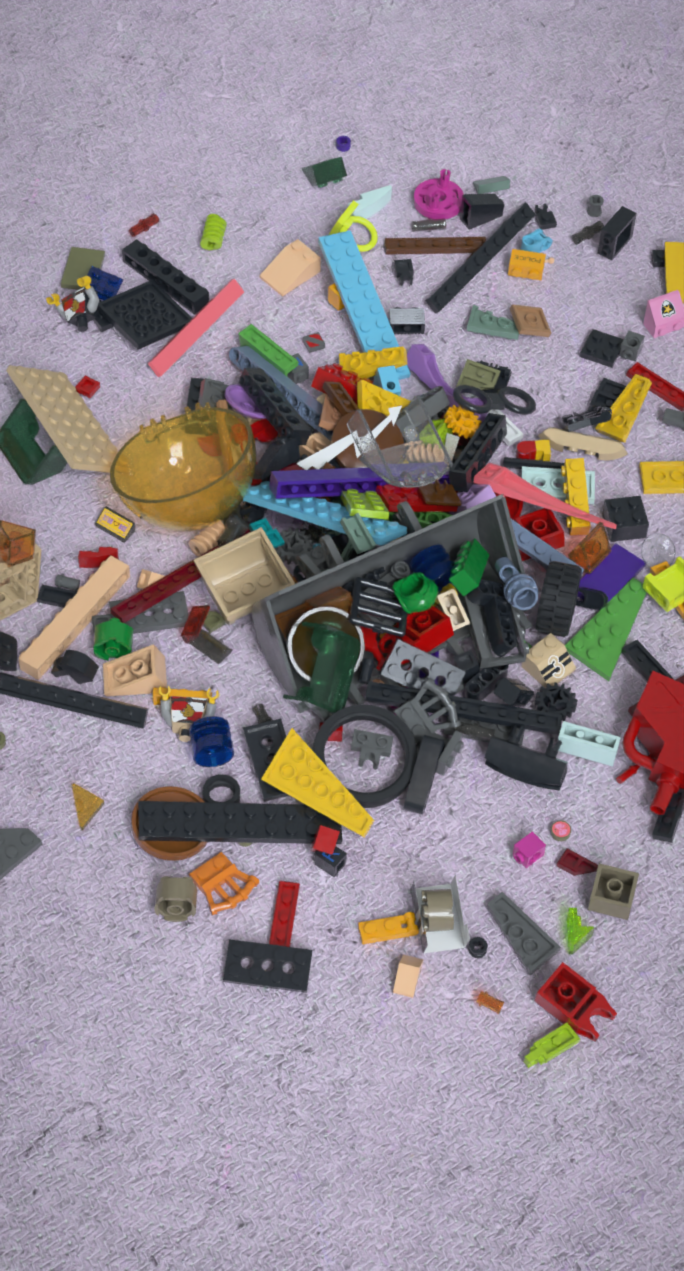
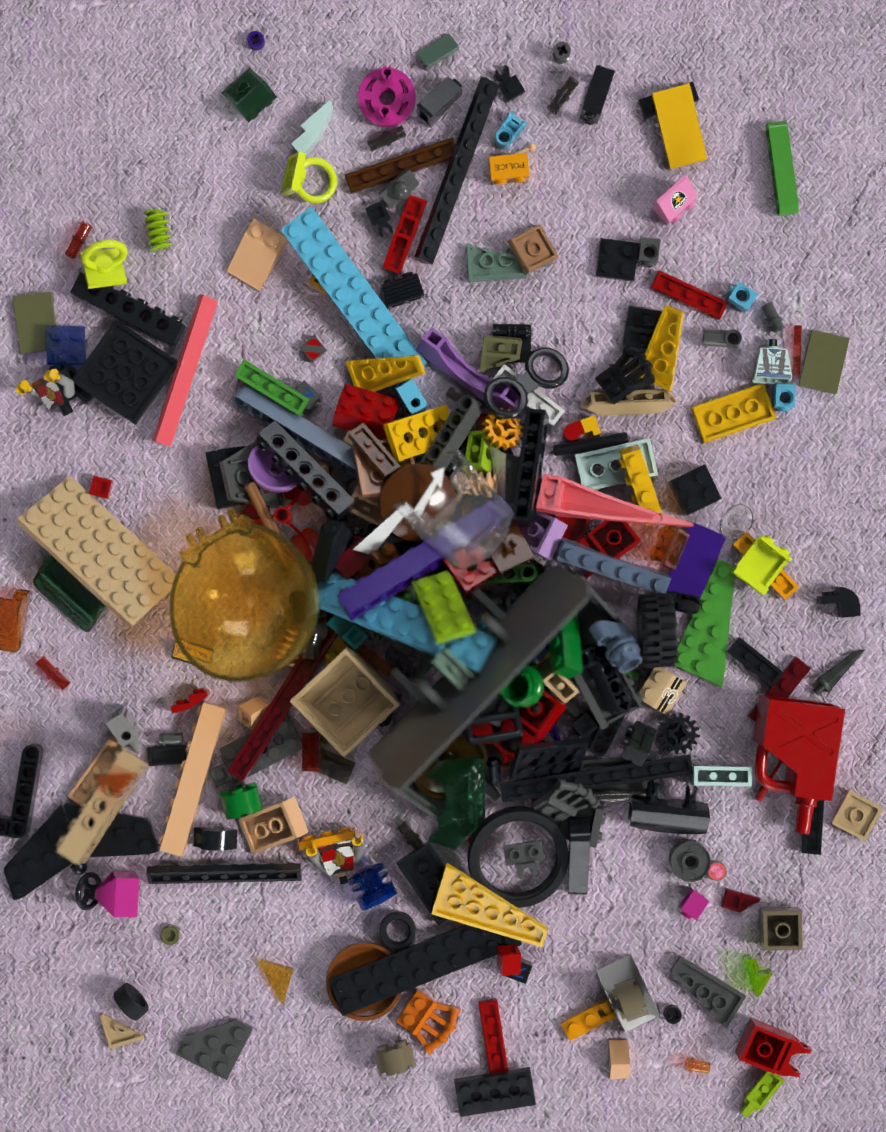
camera: 10 degrees left, 35 degrees up
(157, 241) = (104, 267): none -> neon yellow tile
(422, 286) = (405, 234): none -> red slope
(427, 256) = (399, 188): none -> dark grey tile
(536, 800) = (698, 868): none -> dark grey wheel

